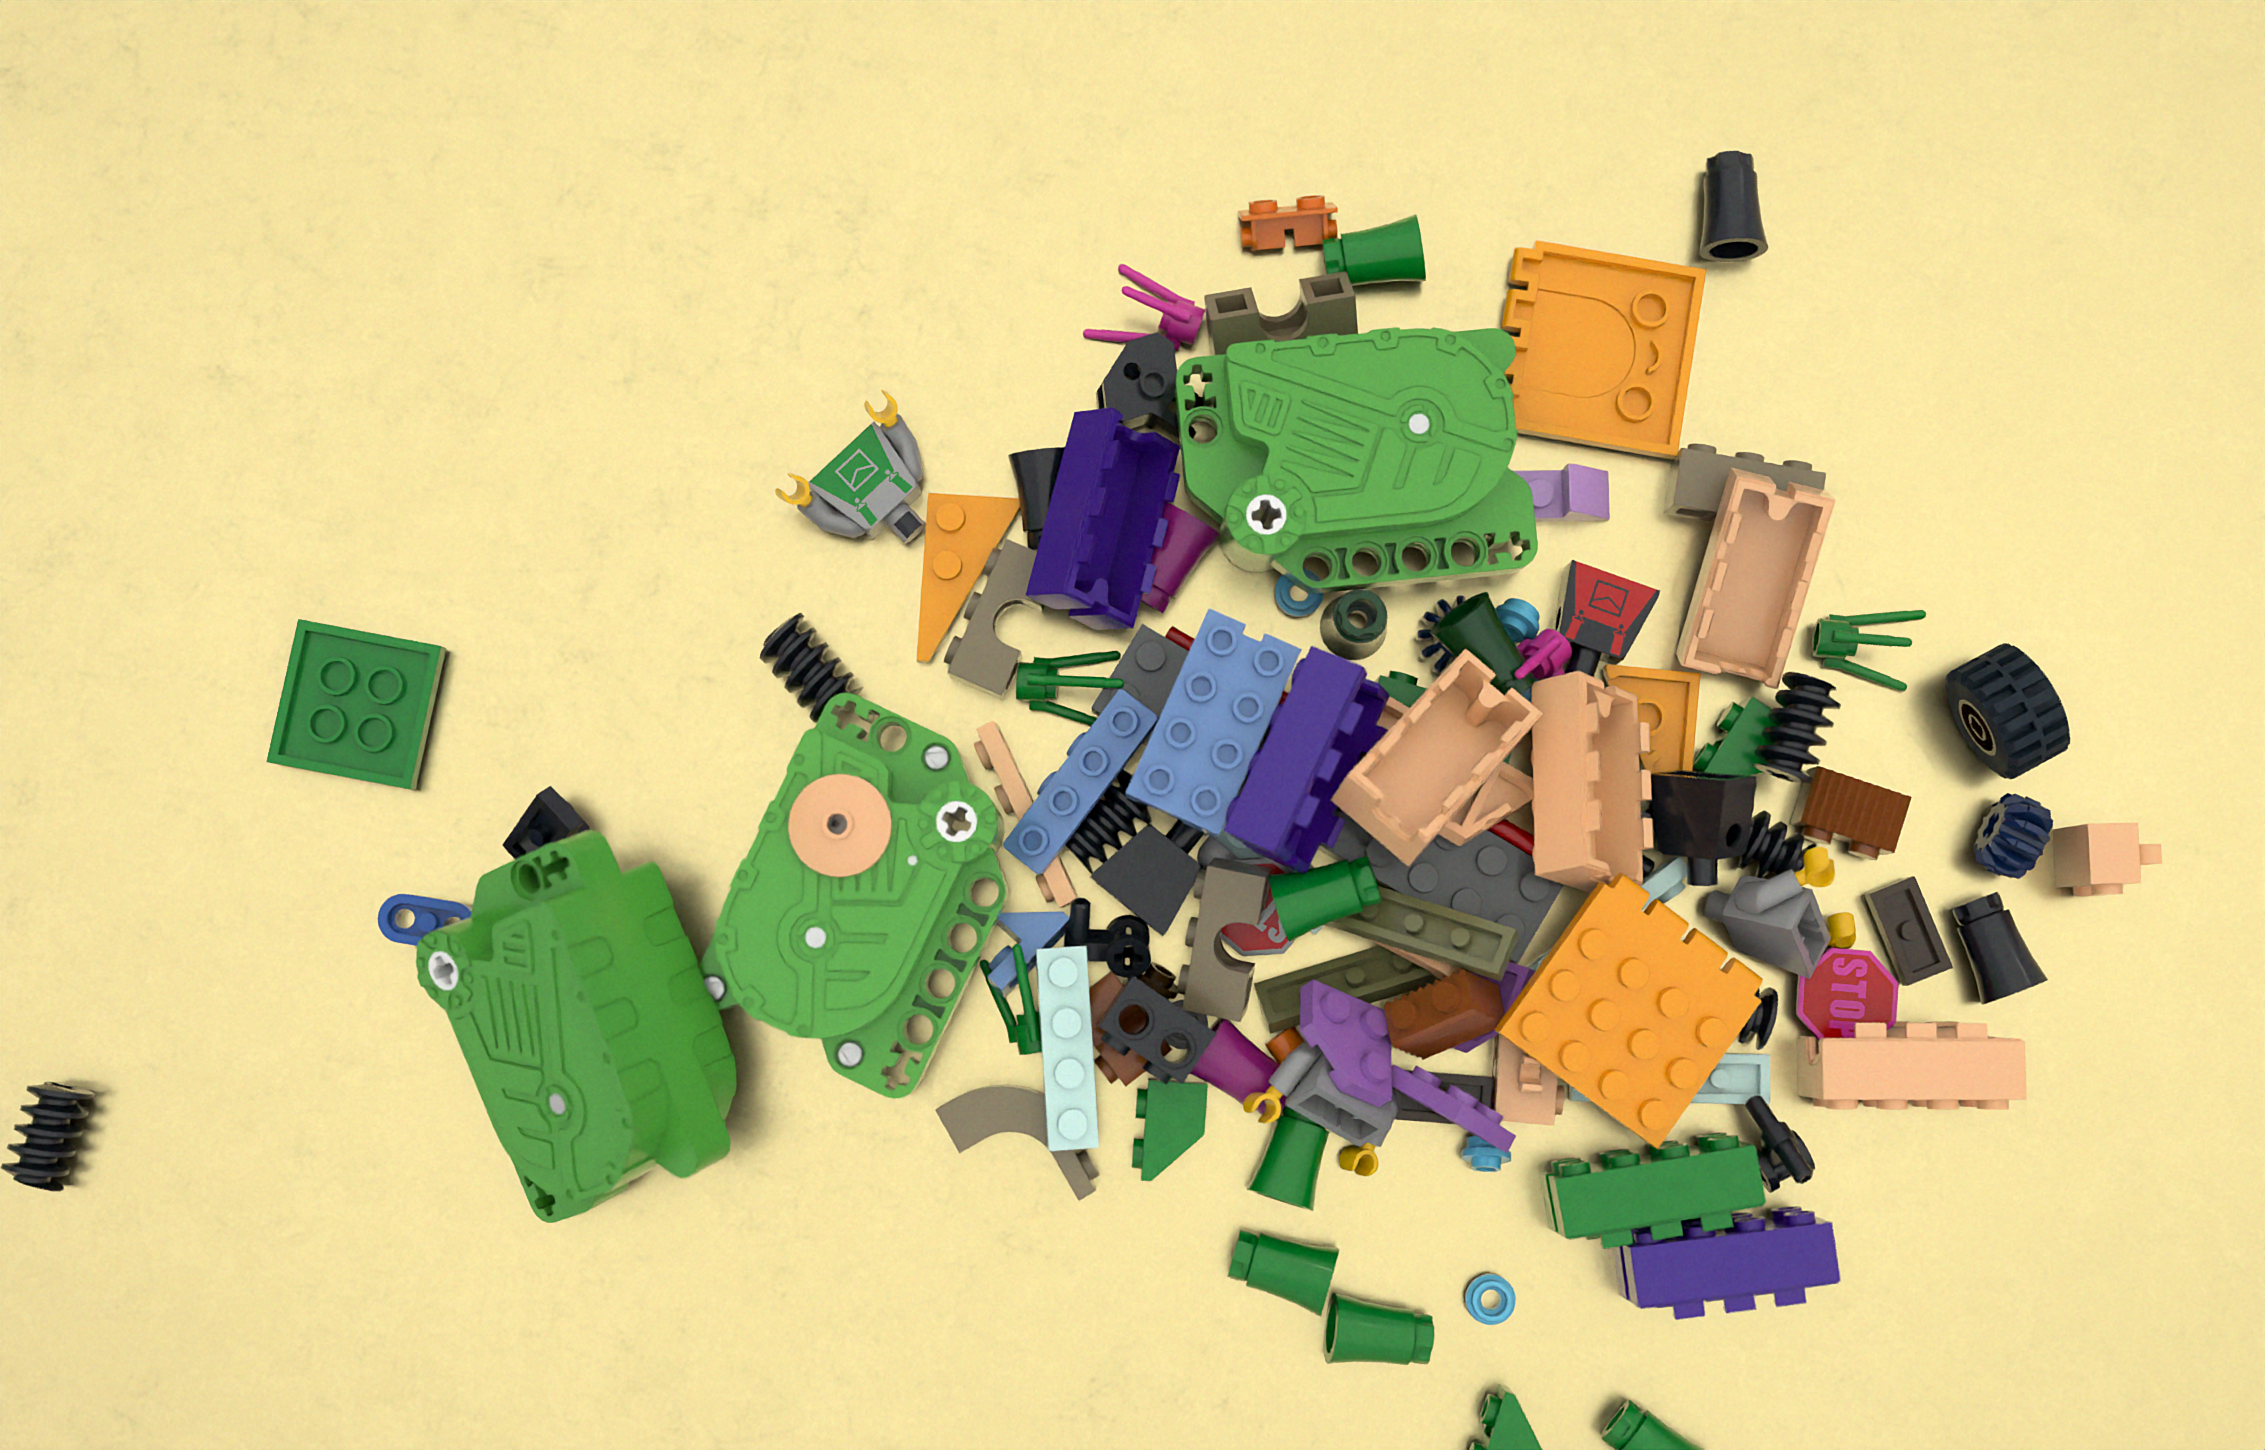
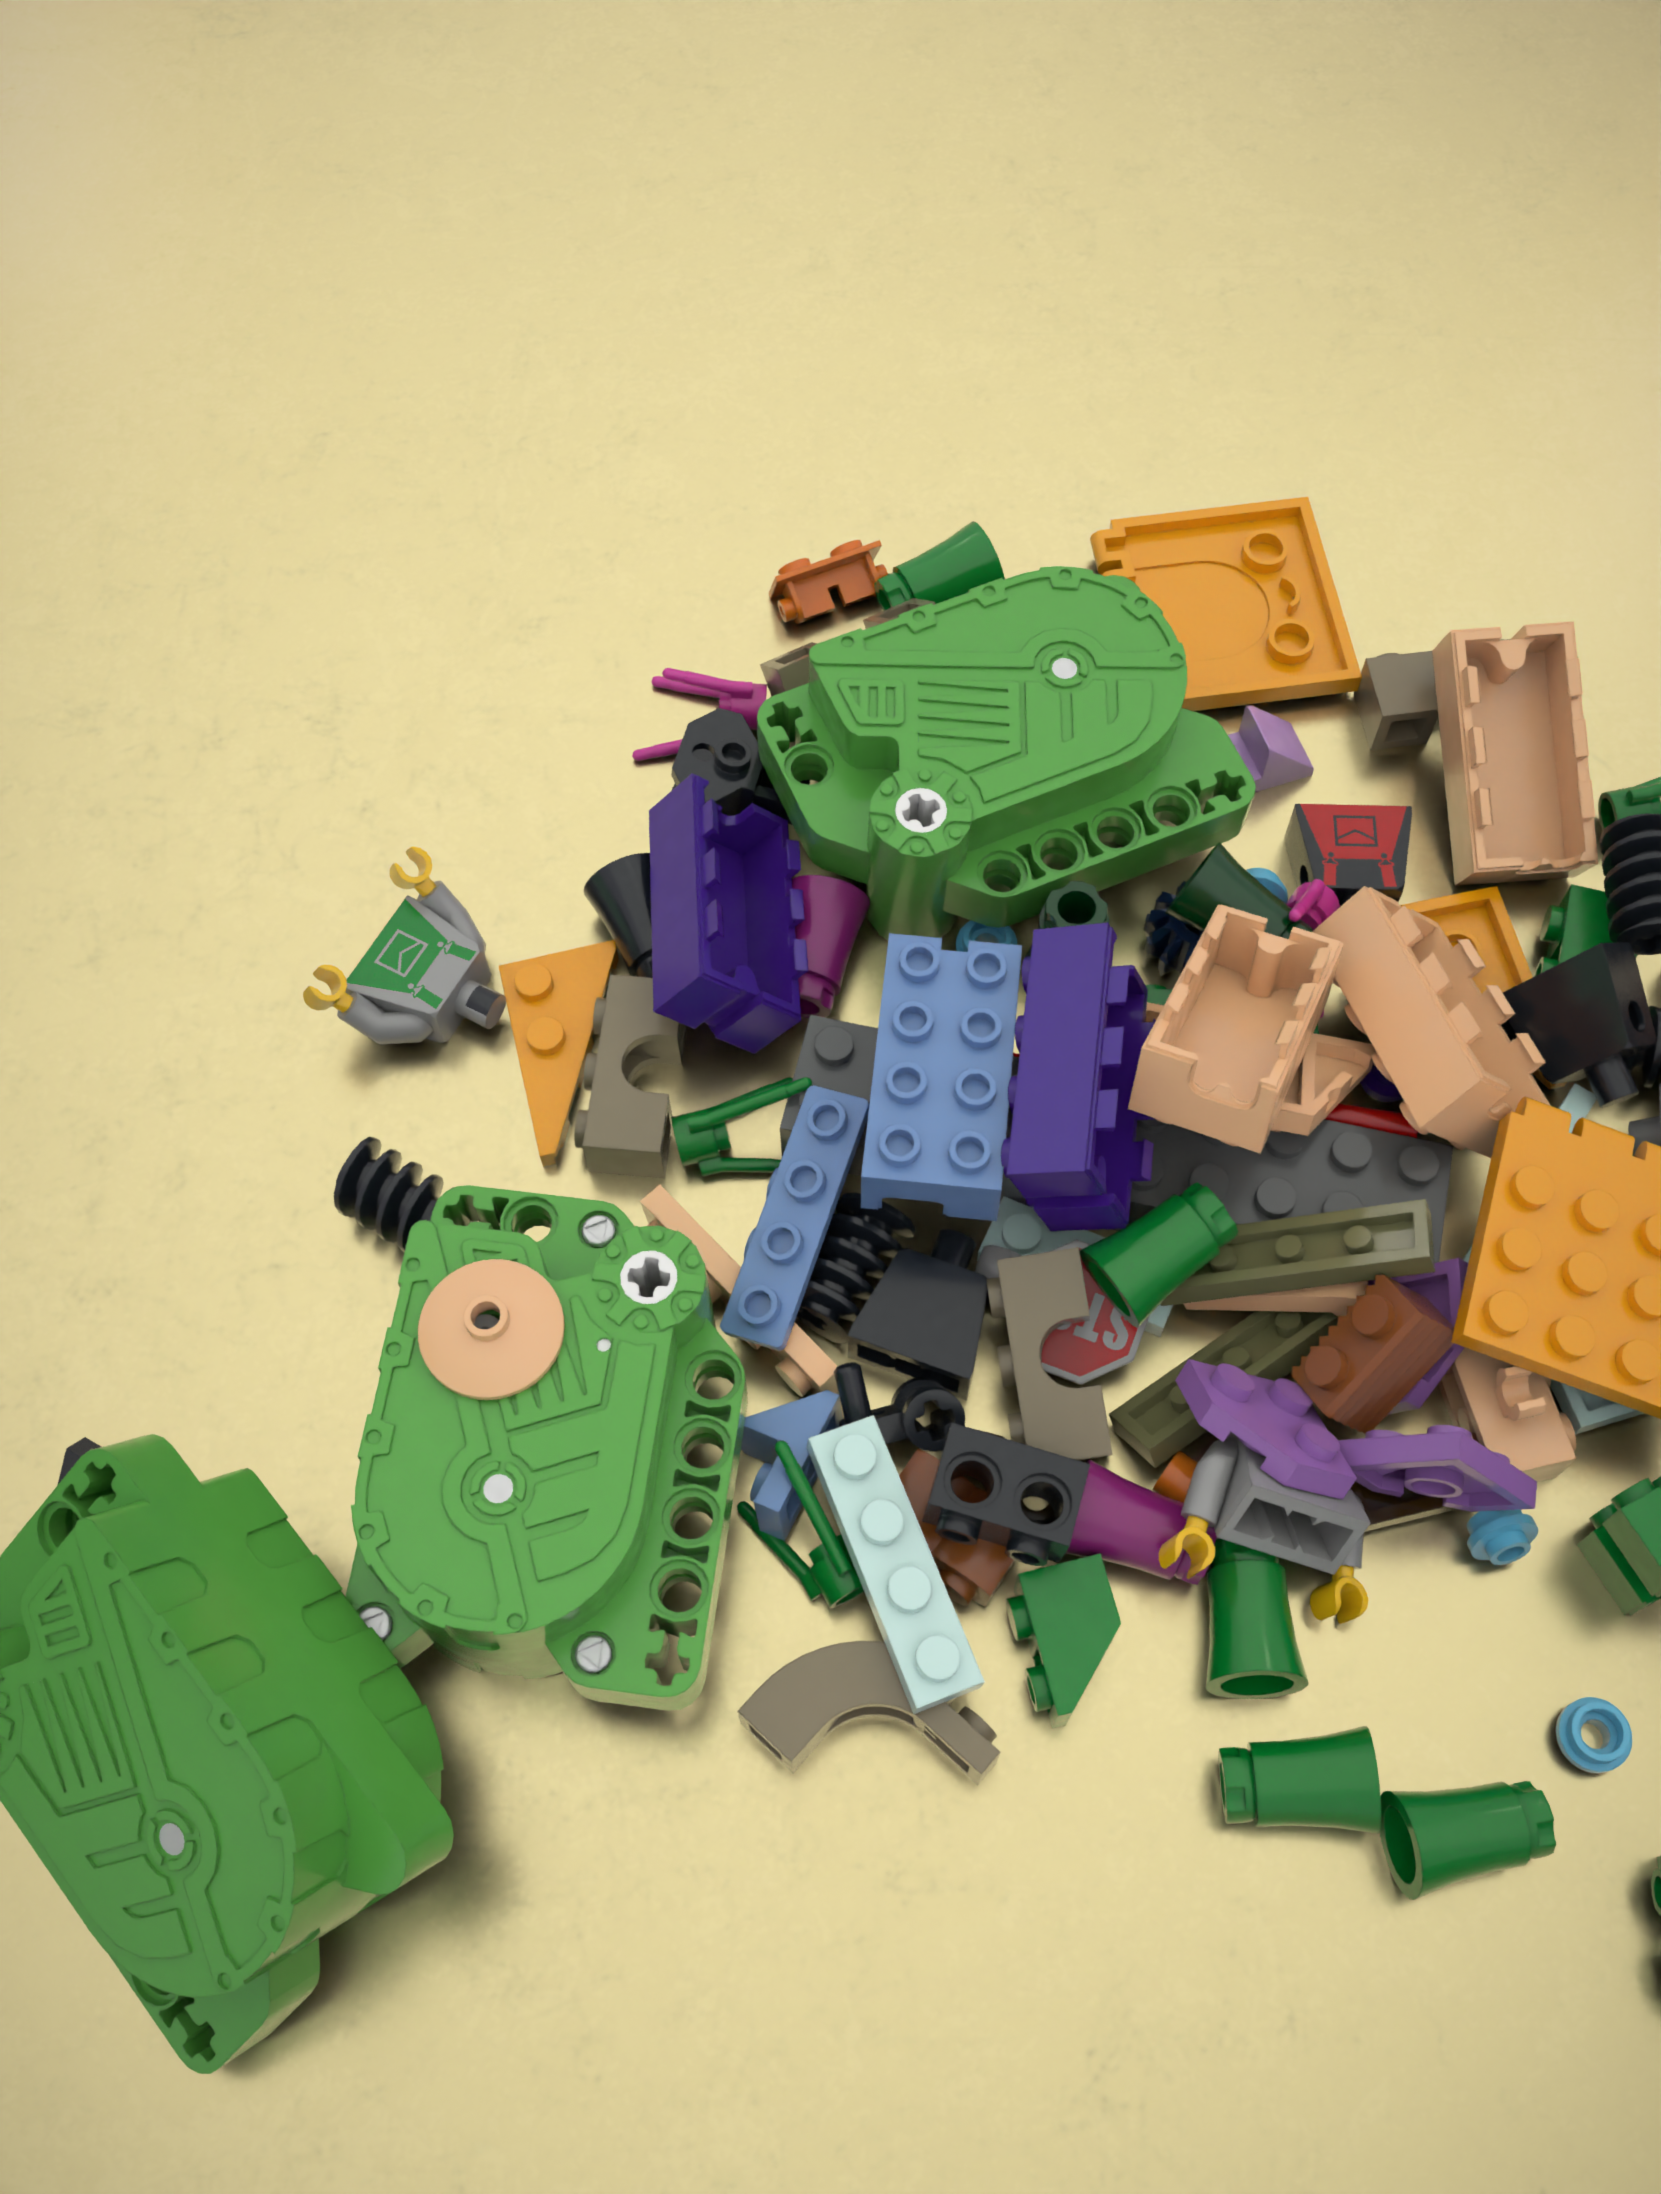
camera: 15 degrees left, 20 degrees down
(1731, 209) = (1311, 441): black plant -> none

